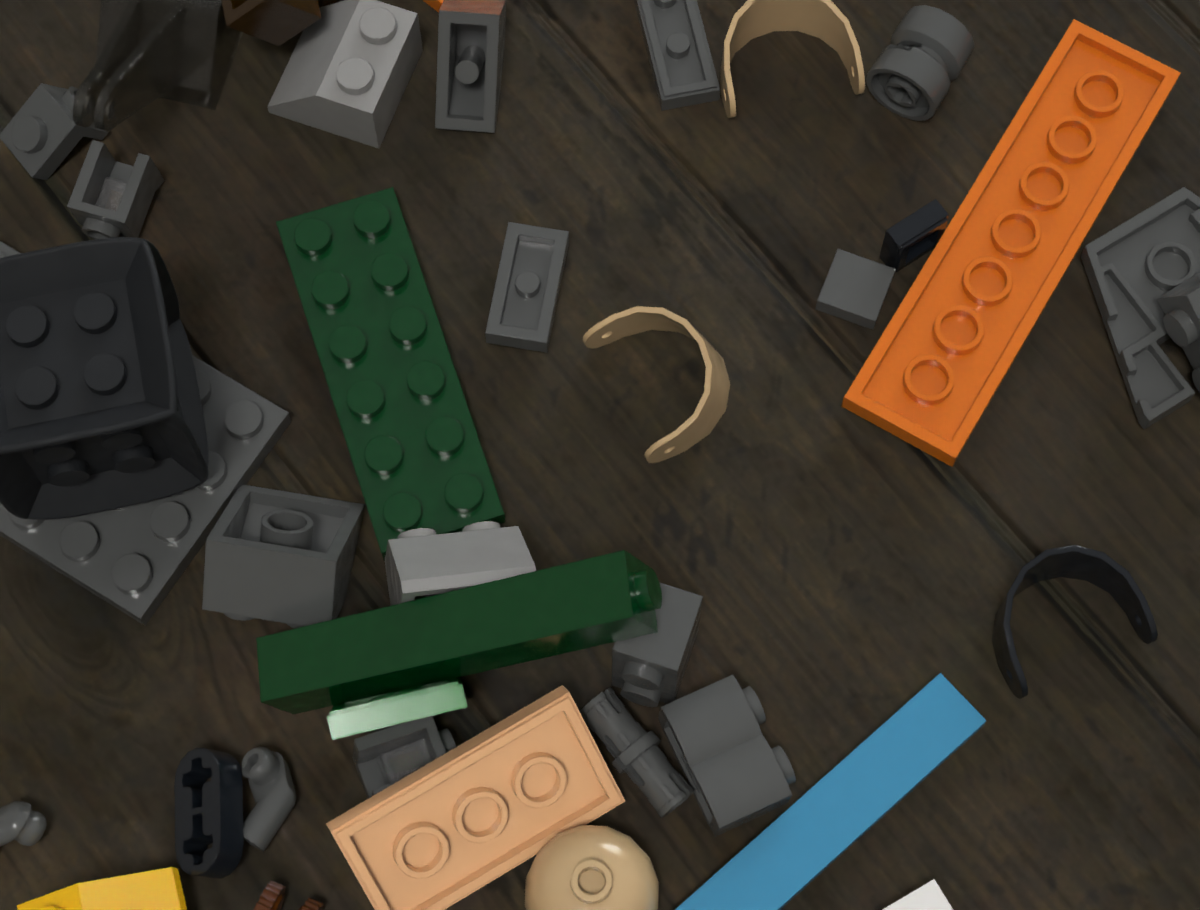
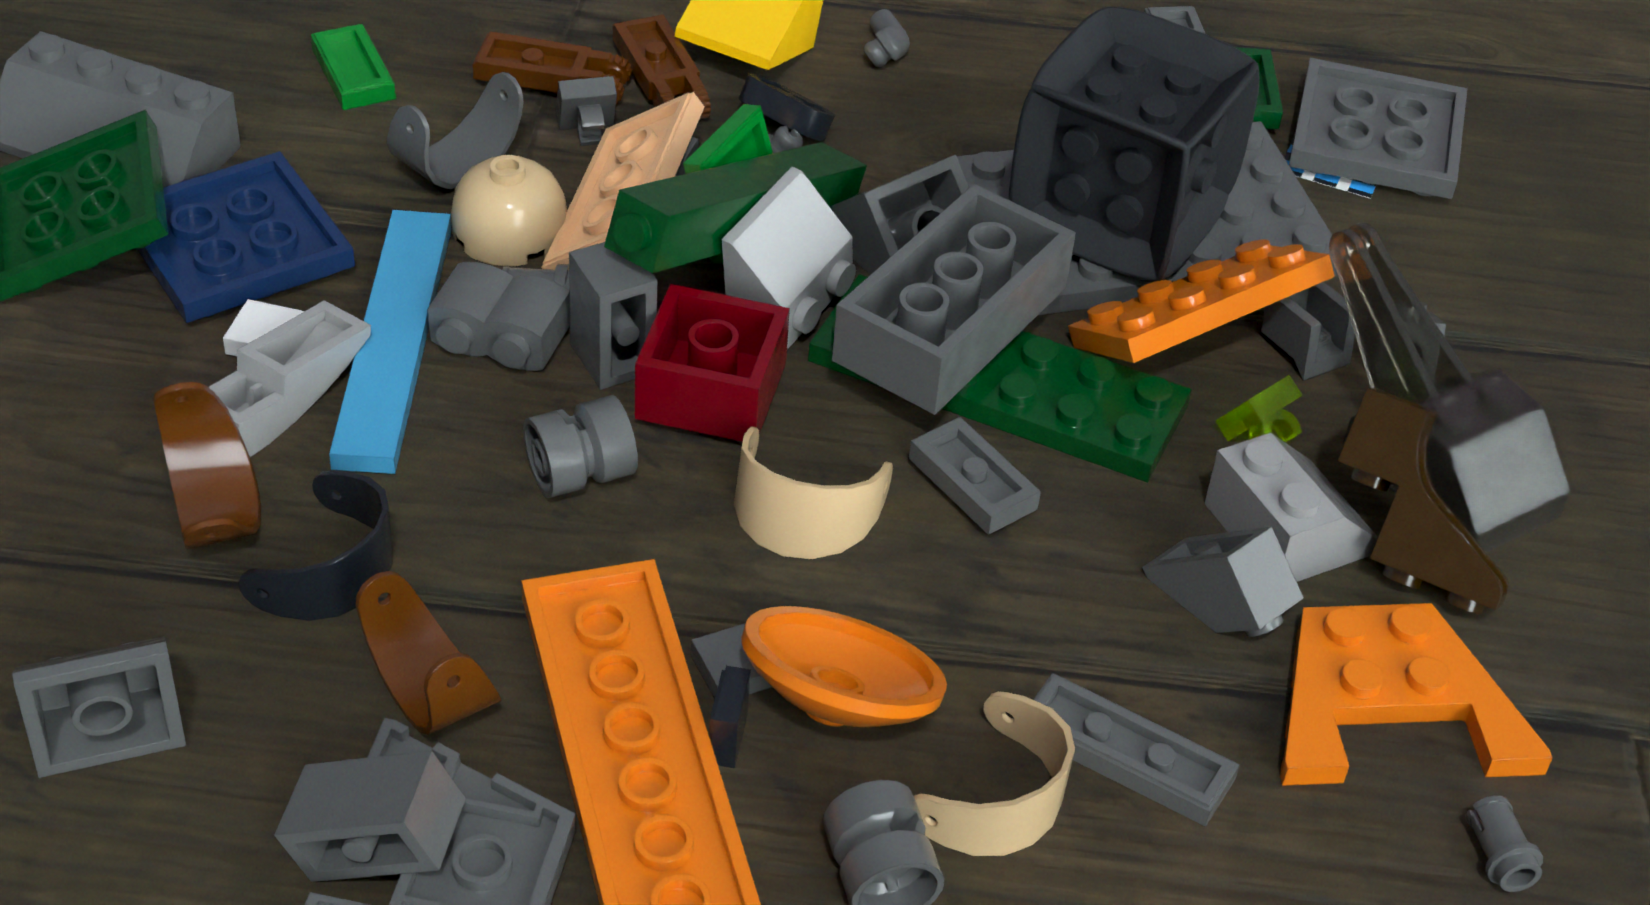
camera: 130 degrees right, 25 degrees down
(229, 269) = (1199, 302): none -> orange plate
(258, 158) = (1264, 412): none -> clear neon green tile
(388, 397) = (952, 298): none -> dark grey brick
(627, 506) = (711, 362): none -> dark red brick
(776, 539) = (572, 448): none -> dark grey wheel
(791, 172) = (842, 667): none -> orange dish
(962, 837) = (289, 371): none -> light grey slope
(1080, 419) = (416, 657): none -> reddish brown piece
(1114, 737) = (206, 466): none -> reddish brown piece

